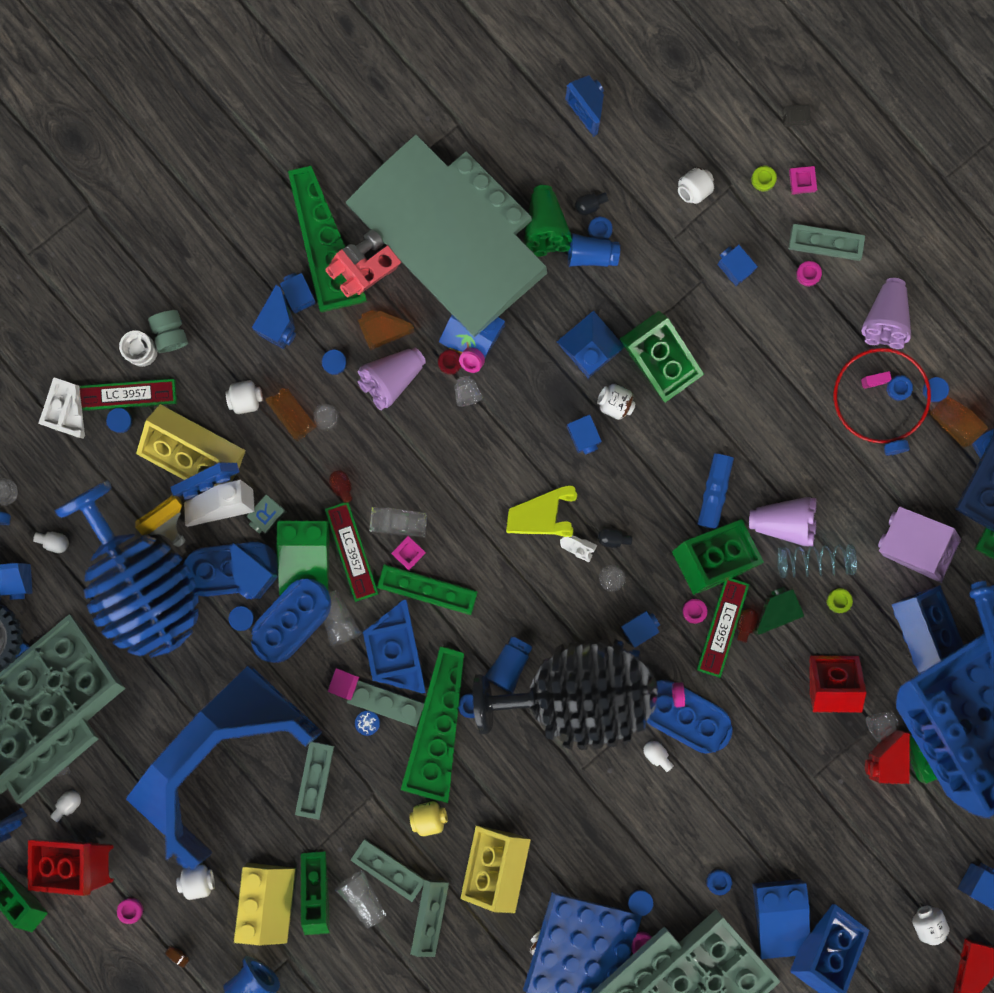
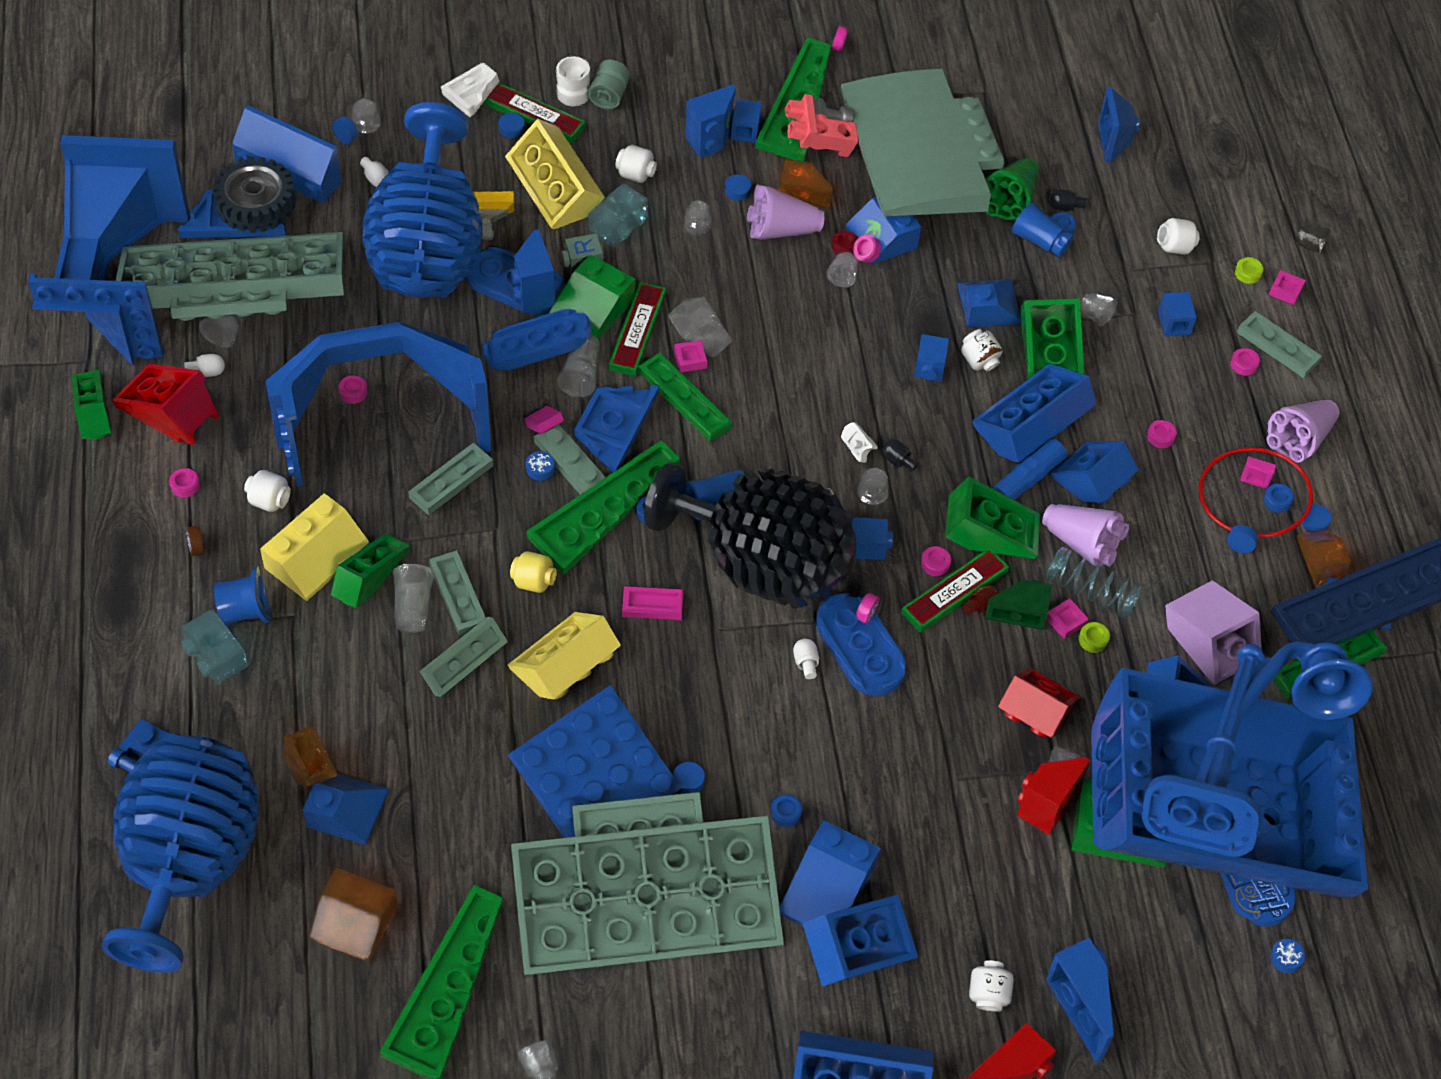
camera: 30 degrees right, 30 degrees down
(205, 480) = (552, 188): blue plate -> none
(219, 503) = (556, 216): white slope -> none
(241, 618) = (492, 320): blue tile -> none
(259, 446) = (618, 215): none -> clear light blue brick
(291, 414) = (667, 199): clear orange hinge -> none
(313, 152) = (840, 38): none -> dark pink tile
(341, 485) = (670, 273): clear red cylinder -> none
(524, 781) = (652, 603): none -> dark pink tile
(540, 514) = (844, 397): neon yellow flag -> none
(675, 299) = (1099, 307): none -> clear hat
(688, 435) = (1035, 412): none -> blue slope
(761, 457) = (1096, 471): none -> blue slope
(786, 385) = (1161, 434): none -> dark pink tile
(812, 598) = (1067, 618): none -> dark pink tile

